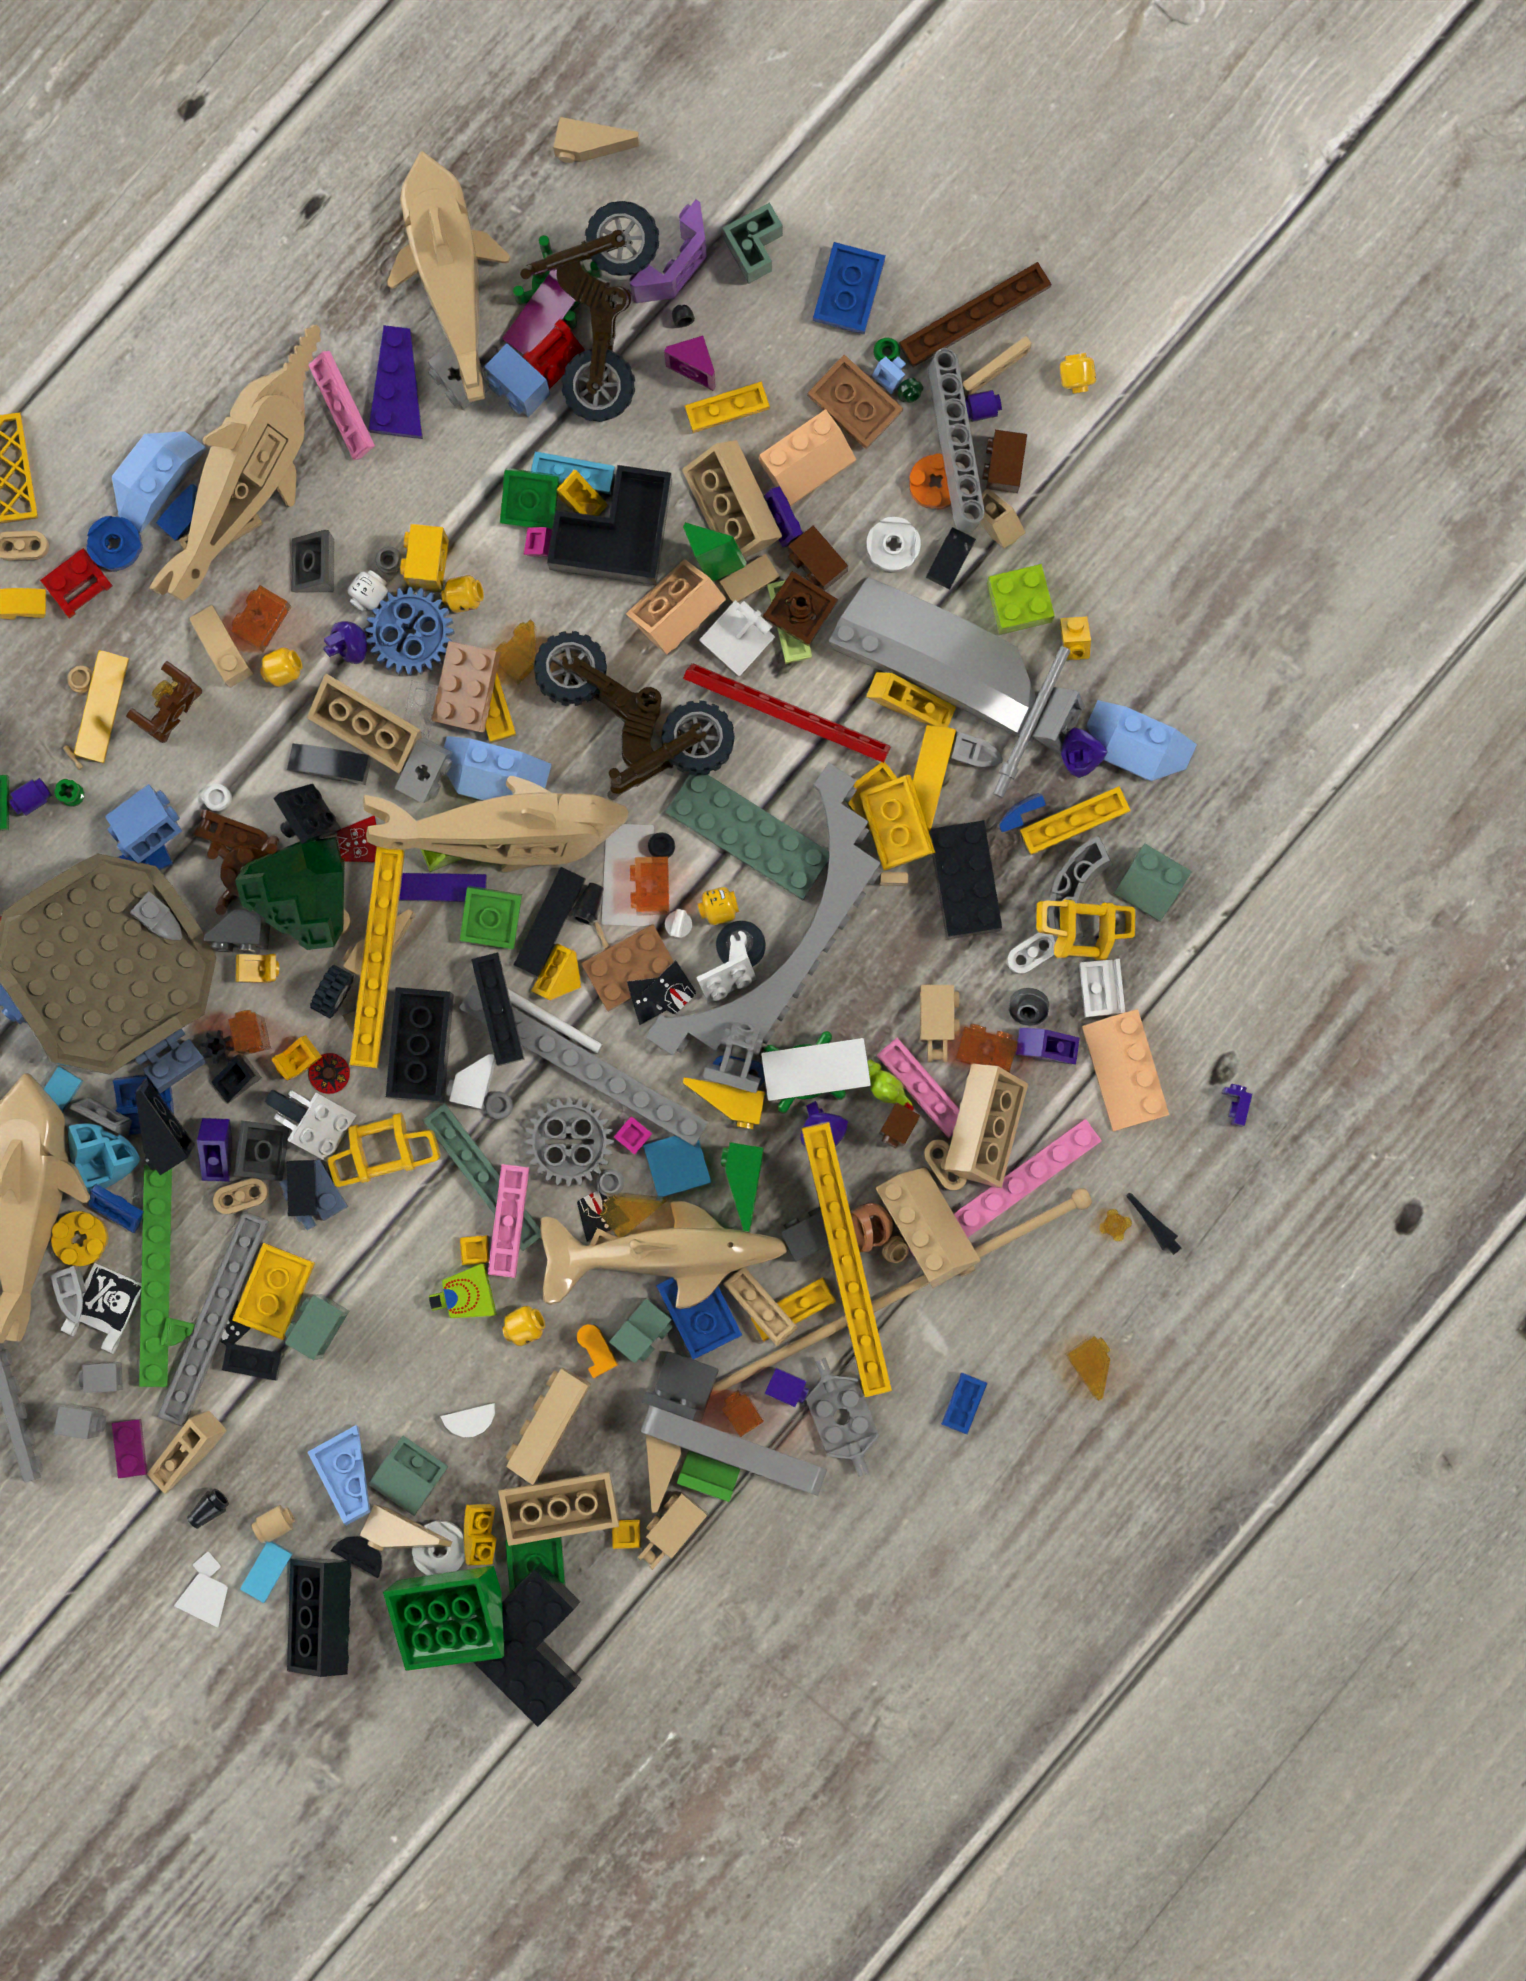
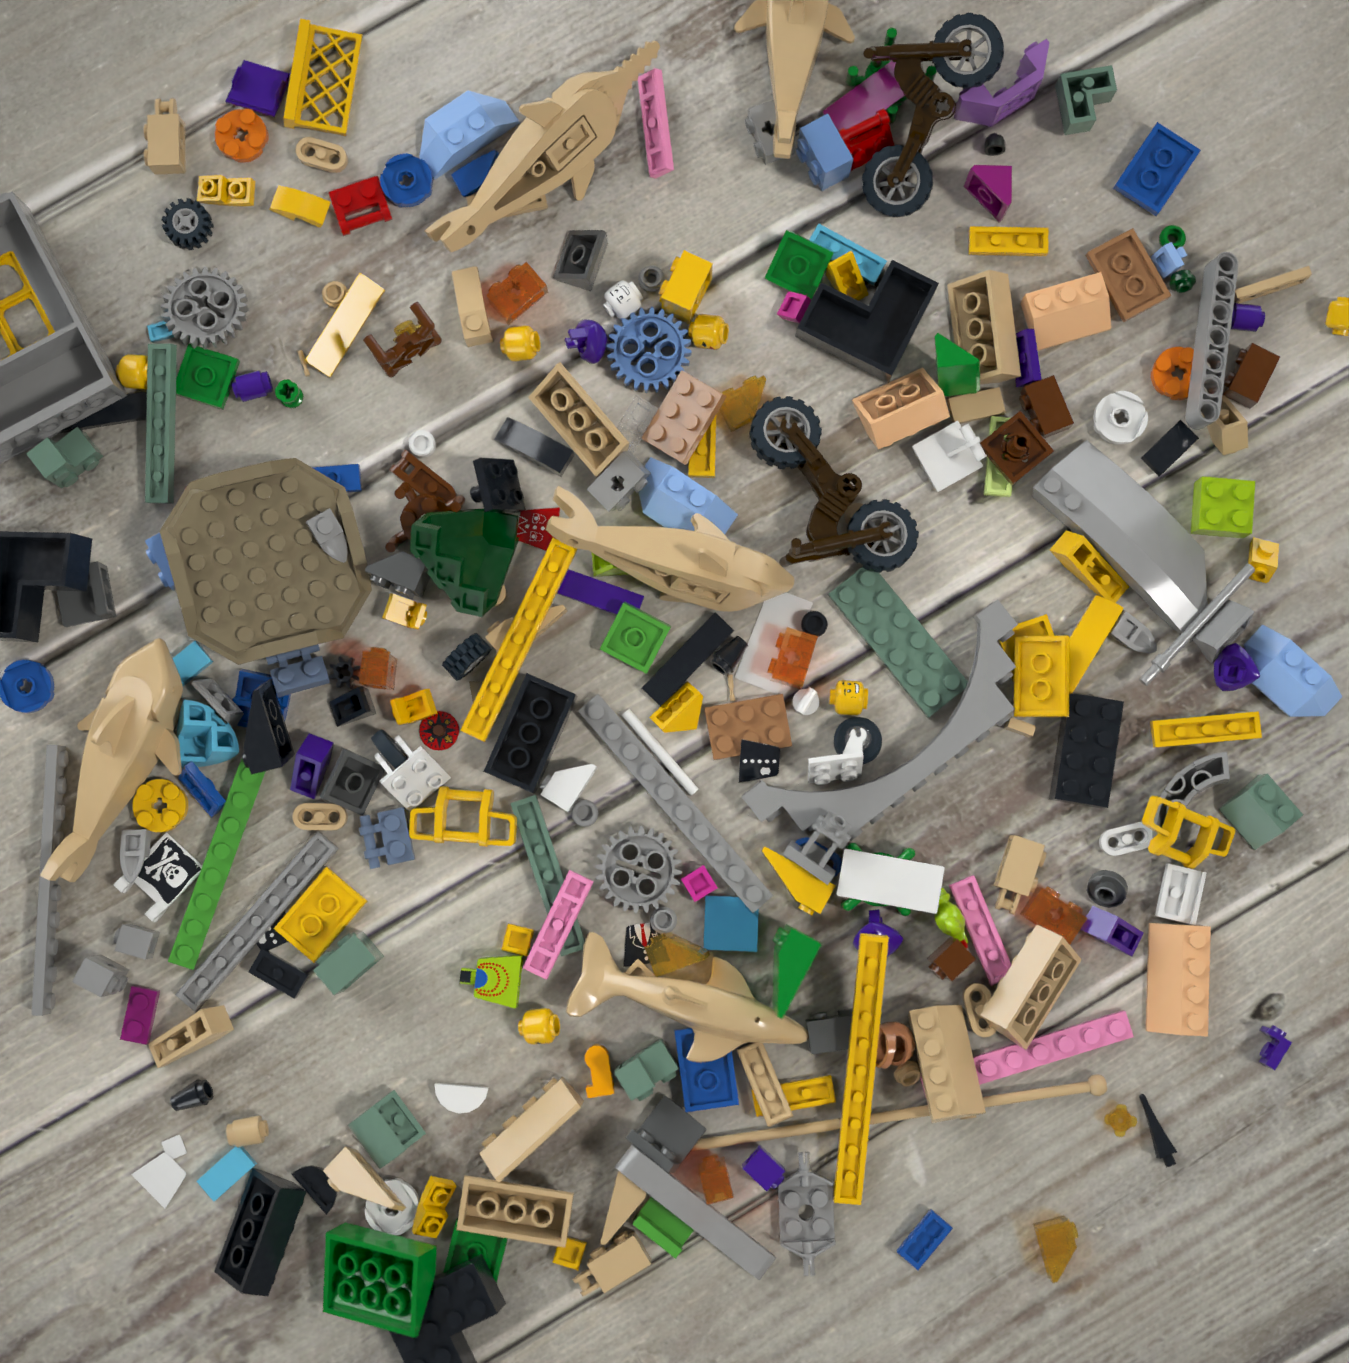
camera: 20 degrees right, 0 degrees up
(143, 823) = (346, 444): medium blue brick -> none
(176, 1331) = (218, 922): bright green tile -> none
(301, 1188) = (378, 829): black tile -> none
(343, 1474) = (326, 1107): light blue wing -> none
(395, 392) = (709, 126): dark purple wing -> none
(497, 1009) = (613, 725): black plate -> none
(671, 989) = (779, 760): black sticker -> none
(787, 712) = (972, 540): red tile -> none
(975, 314) = (1266, 231): reddish brown plate -> none
(1013, 818) = (1150, 707): blue slope -> none

